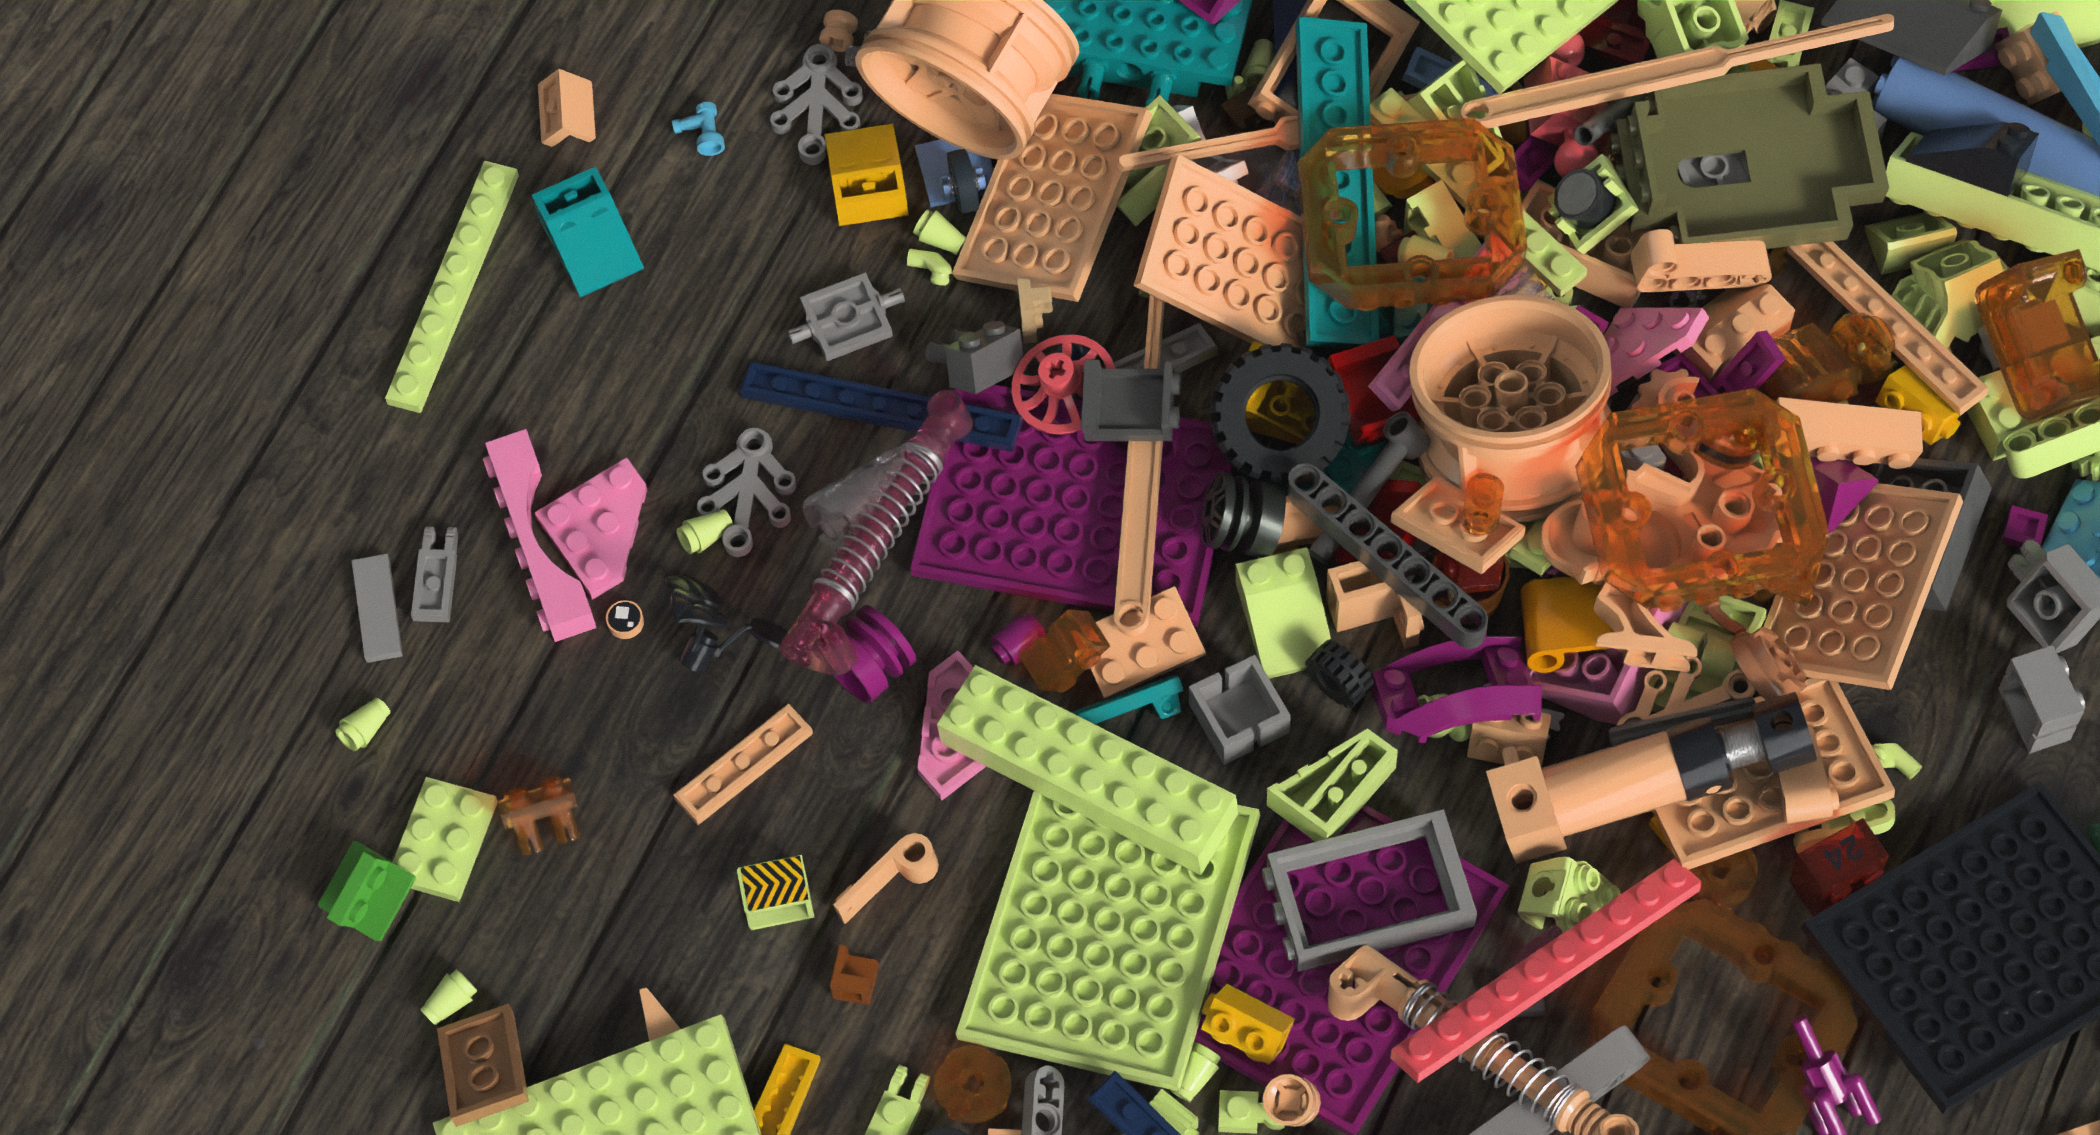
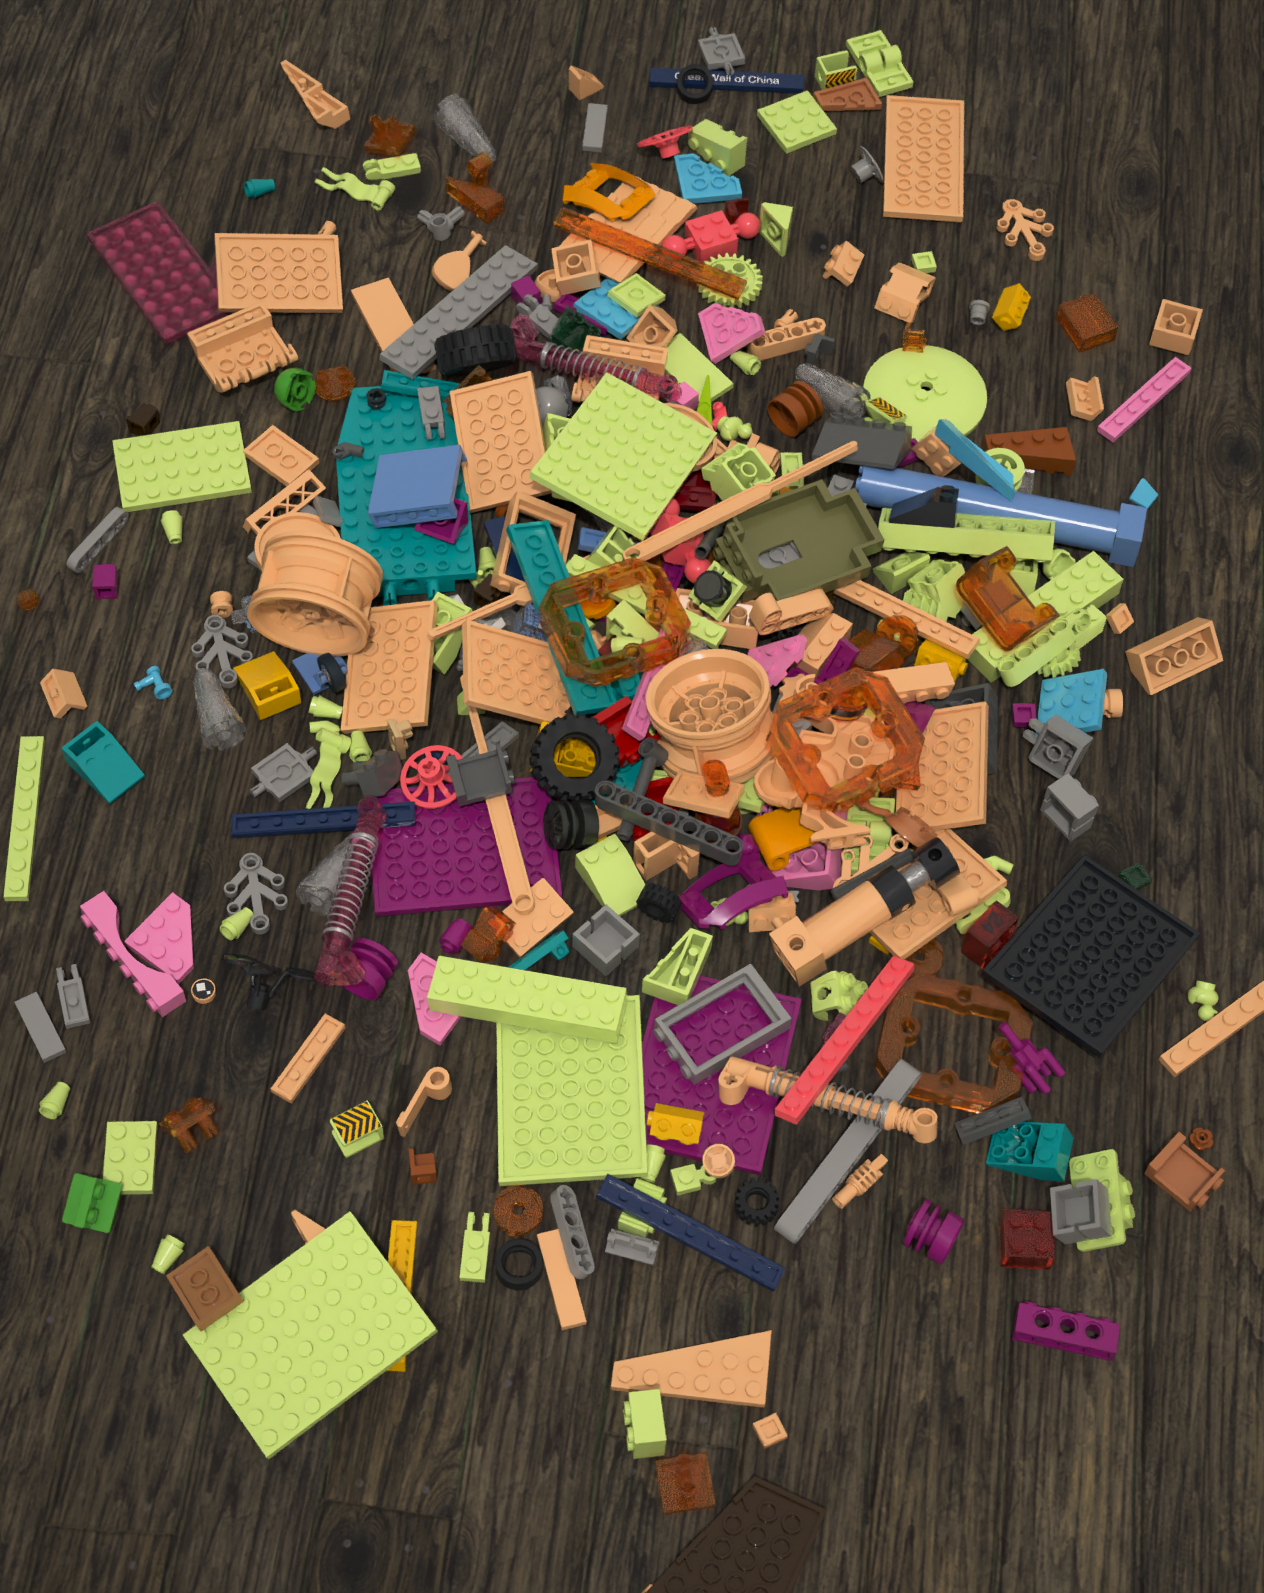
camera: 25 degrees left, 5 degrees down
(774, 201) = (216, 715): none -> clear cone
(914, 323) = (329, 764): none -> yellowish green flag
(970, 307) = (359, 747): none -> yellowish green cone
(1505, 620) = (749, 844): none -> magenta piece

